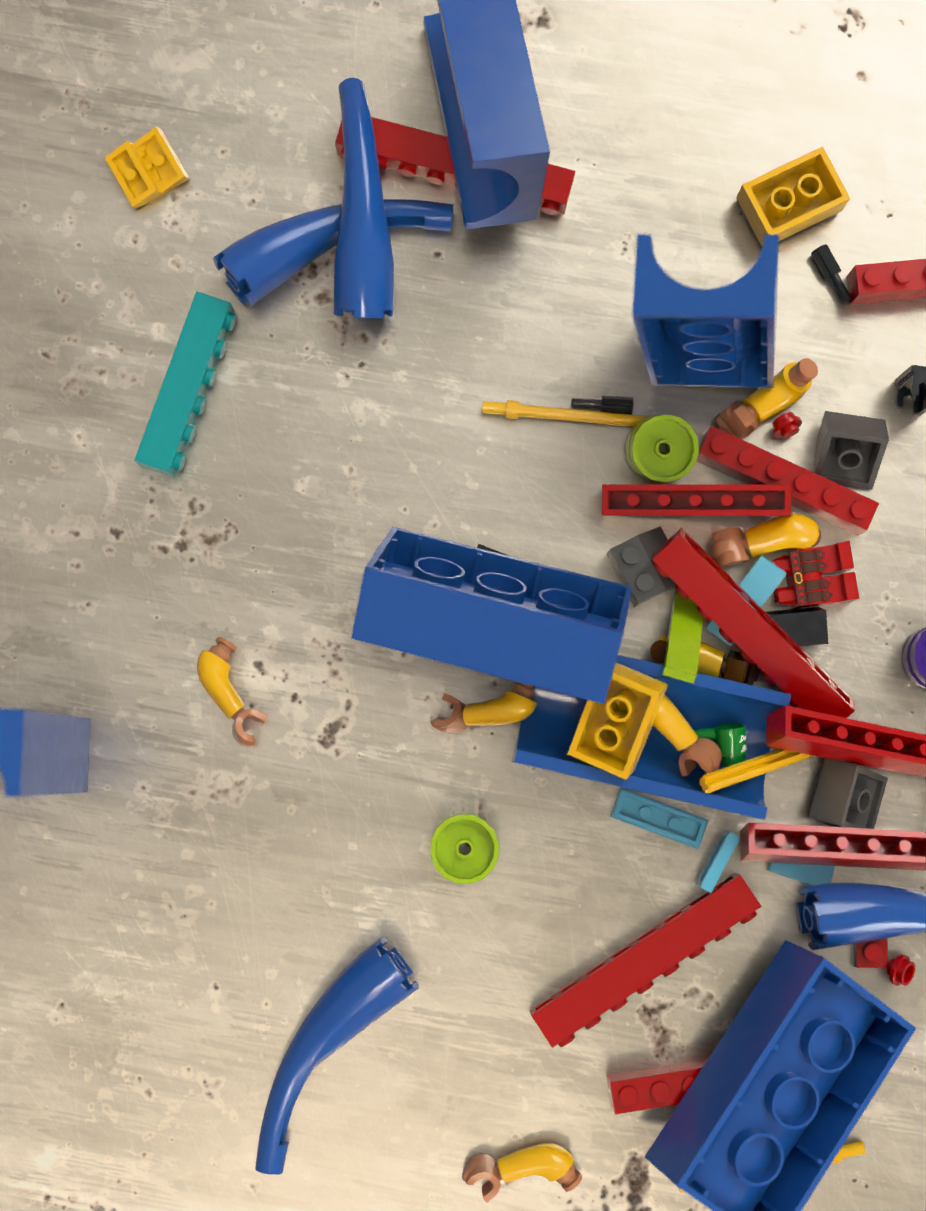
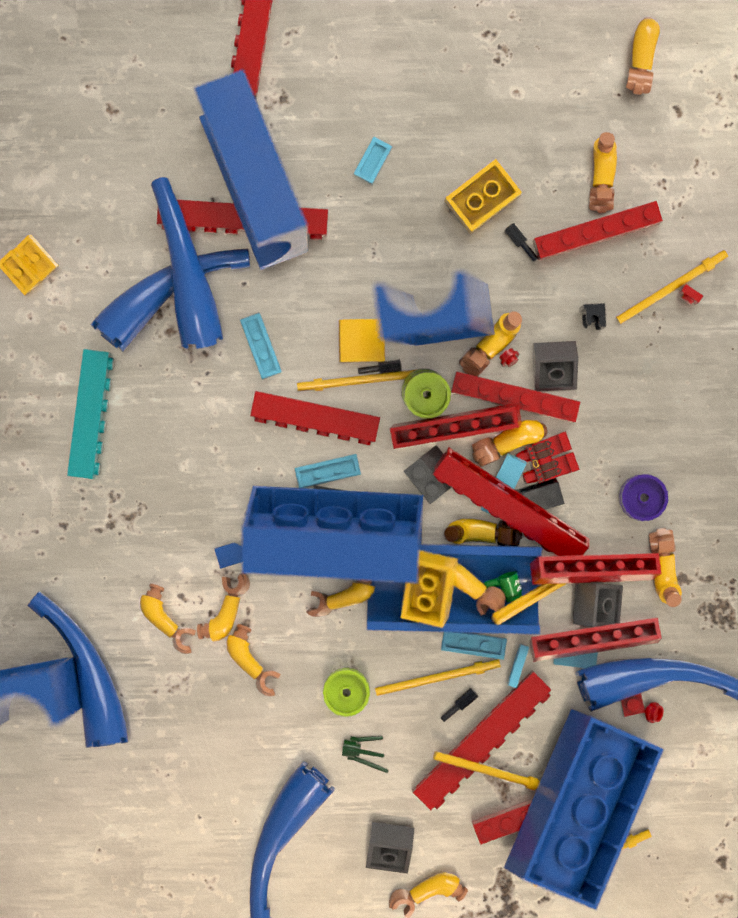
camera: 10 degrees left, 5 degrees up
(108, 794) = (100, 704): none -> blue brick
(308, 715) = (223, 623): none -> piece
(323, 759) = (239, 651): none -> yellow piece
(337, 620) = (229, 555): none -> blue tile
(443, 341) = (260, 346): none -> medium azure tile
(456, 933) = (352, 749): none -> dark green plant
(481, 1090) = (390, 847): none -> dark grey slope
(498, 451) = (315, 417): none -> red brick
(502, 531) = (327, 471): none -> medium azure tile
(585, 361) = (360, 341): none -> yellow slope
(625, 899) = (461, 703): none -> black axle
(648, 124) = (373, 160): none -> medium azure tile
(659, 854) = (477, 668): none -> yellow bar
(683, 640) = (464, 525): lime tile -> none
(703, 1036) = (529, 782): none -> yellow bar

